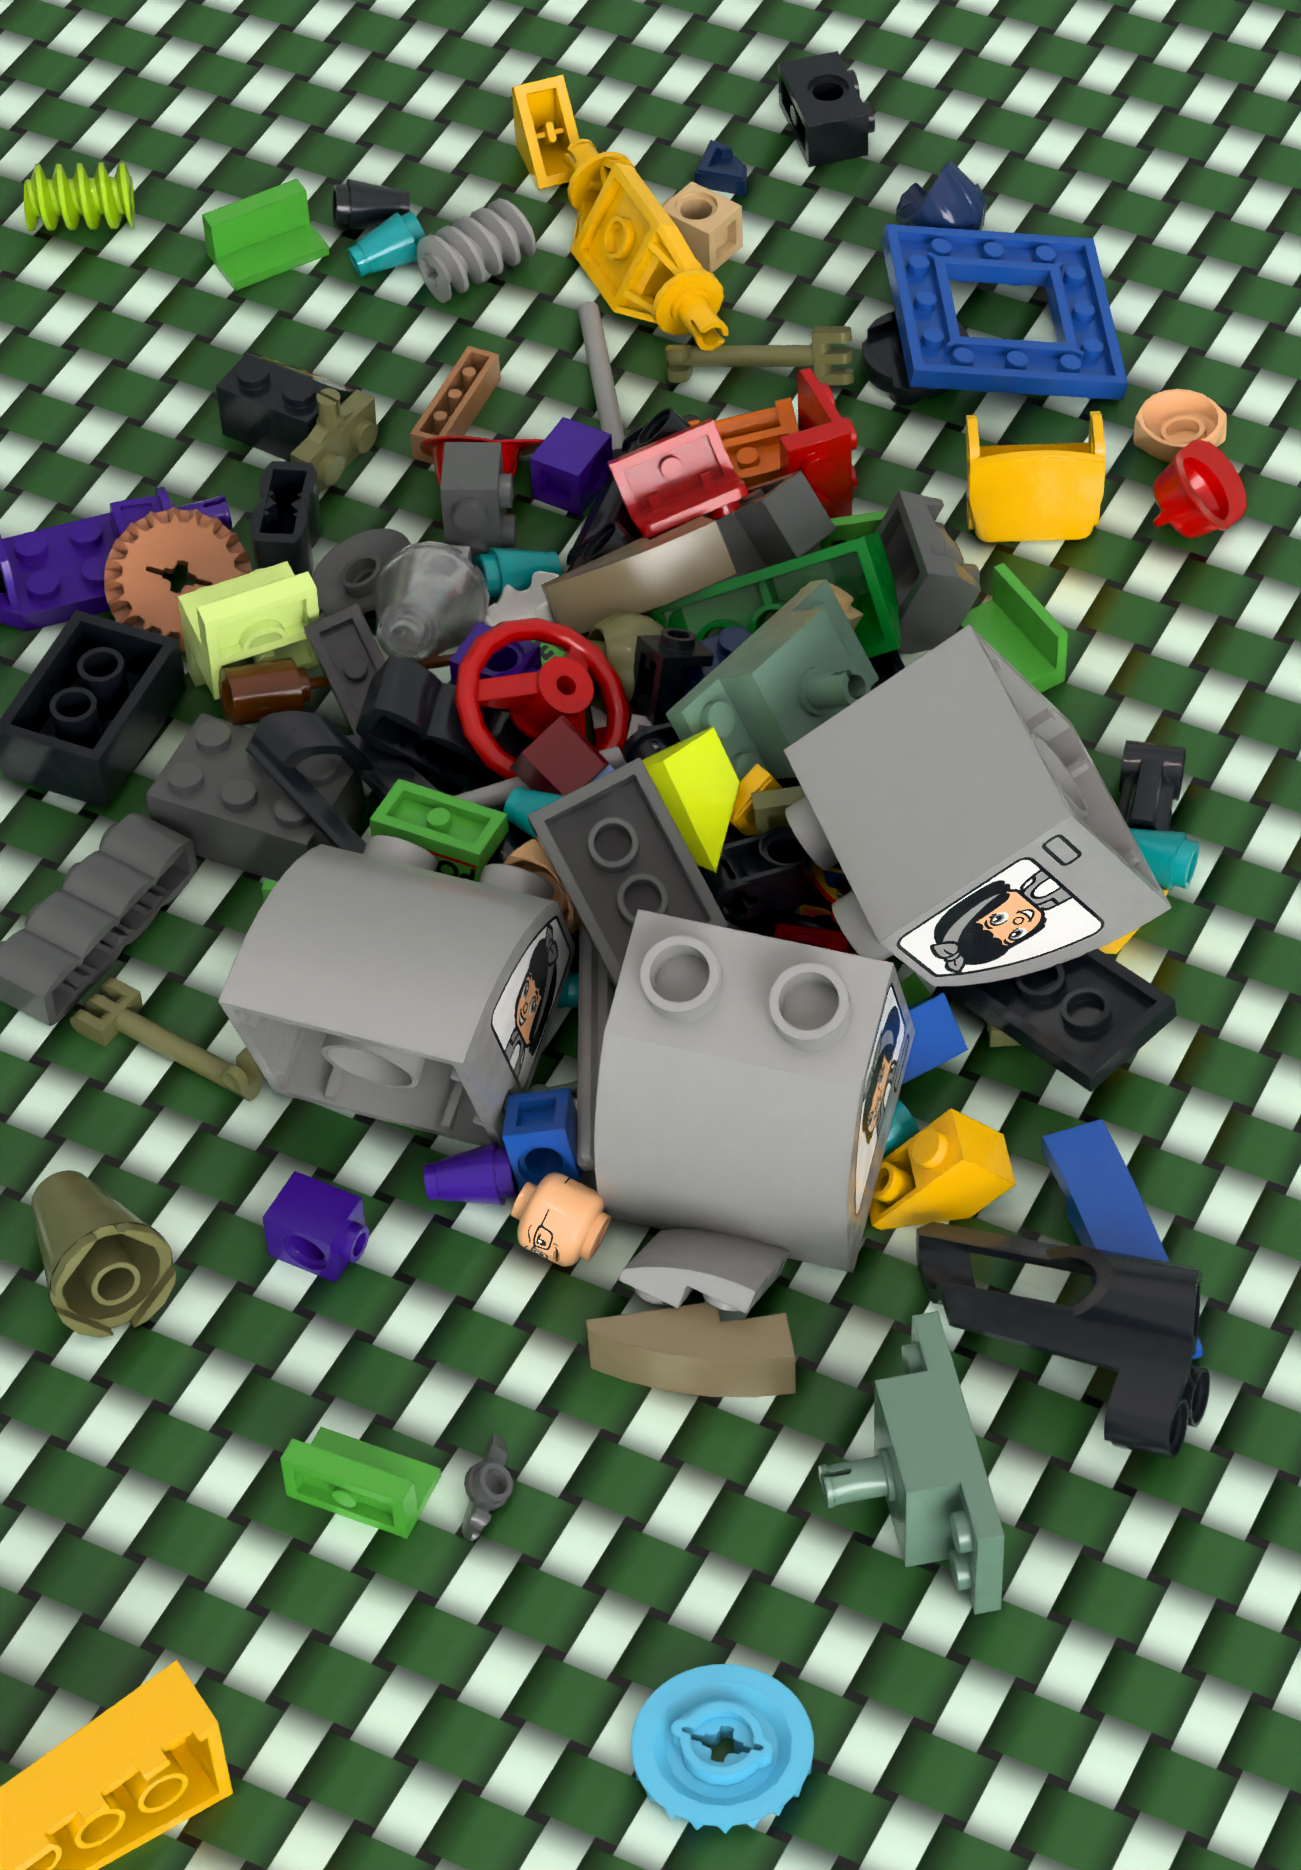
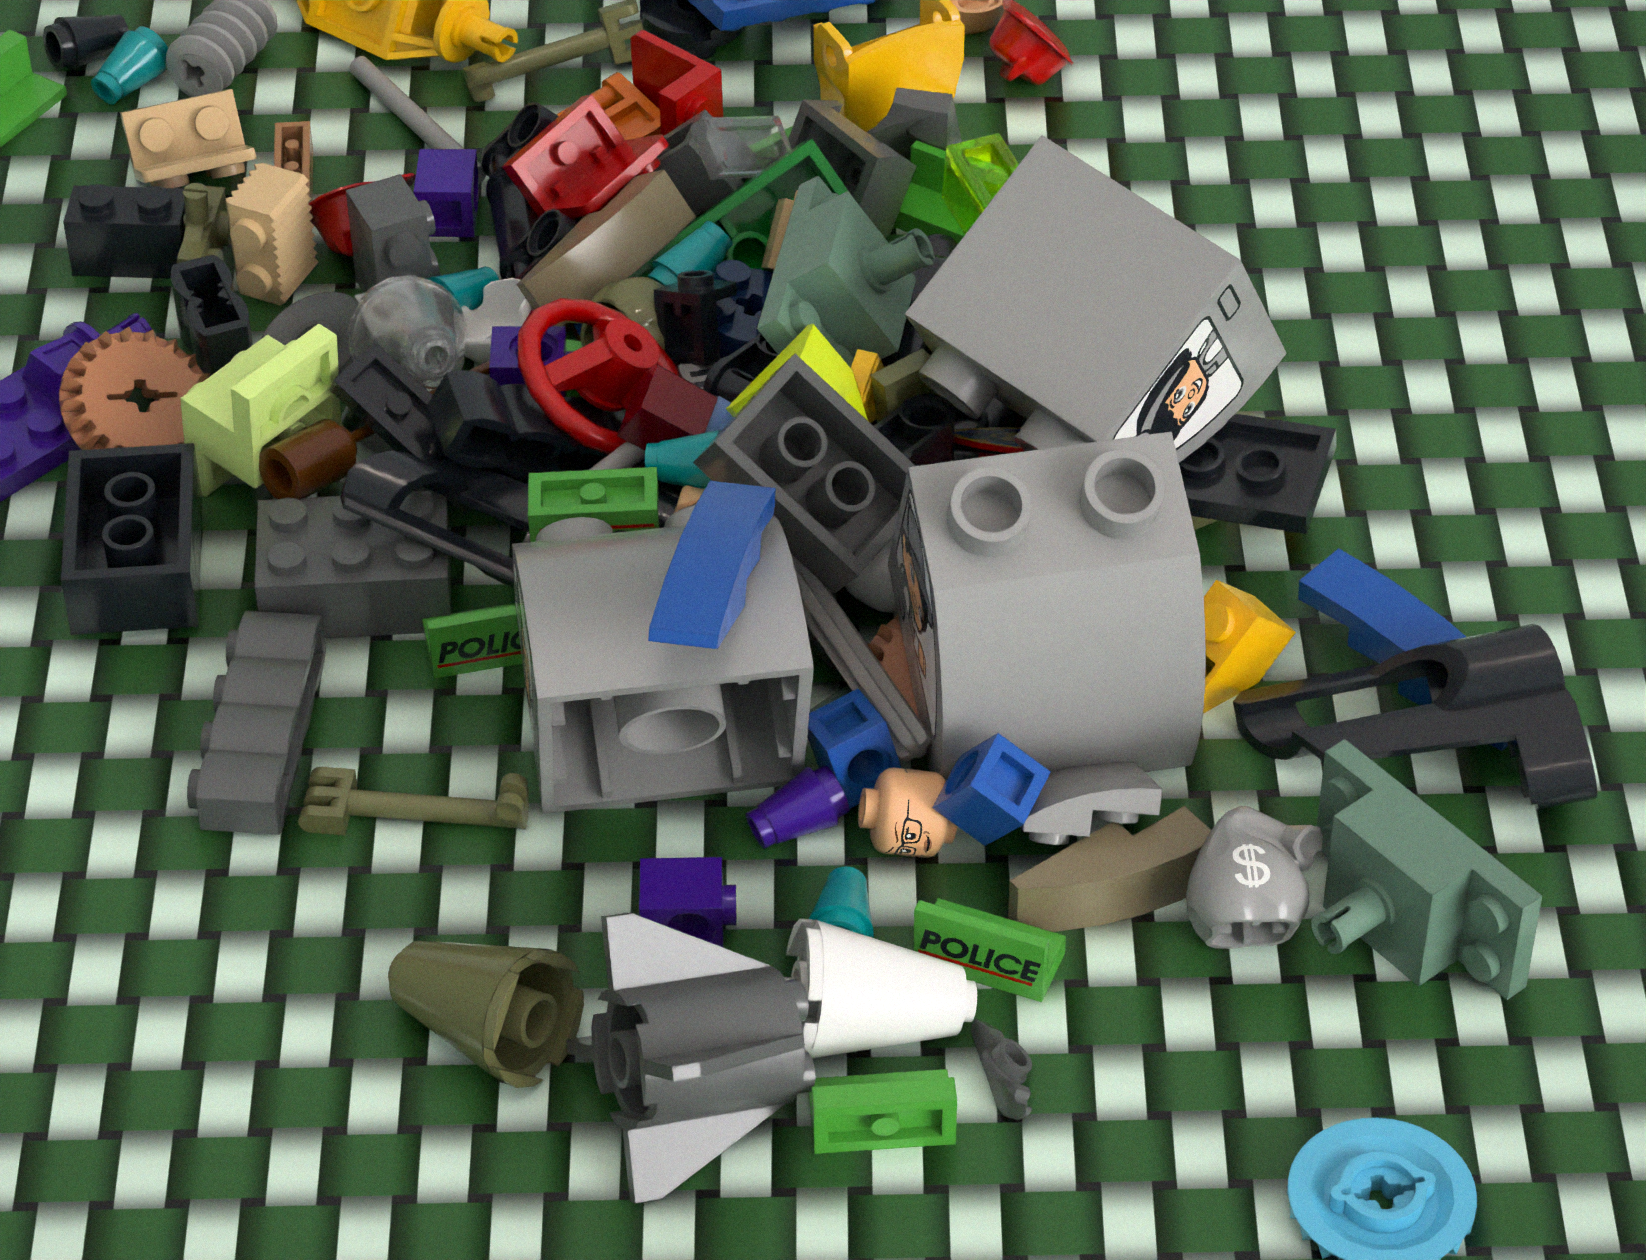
camera: 30 degrees left, 5 degrees down
(210, 1361) = (691, 1048): none -> dark grey brick
(379, 339) = (186, 138): none -> tan bracket
(382, 457) = (271, 233): none -> tan brick
(403, 1373) = (874, 991): none -> white cone
(413, 938) = (712, 565): none -> blue slope
(442, 1291) = (845, 902): none -> teal cone
(547, 1371) = (989, 947): none -> bright green panel
(615, 1230) = (991, 789): none -> blue brick
(709, 612) = (697, 251): none -> teal cone
(796, 1405) = (1251, 880): none -> light grey piece
(821, 515) = (739, 144): none -> clear tile
(1022, 549) = (920, 117): none -> dark grey slope
(1038, 632) = (975, 175): none -> clear neon green panel

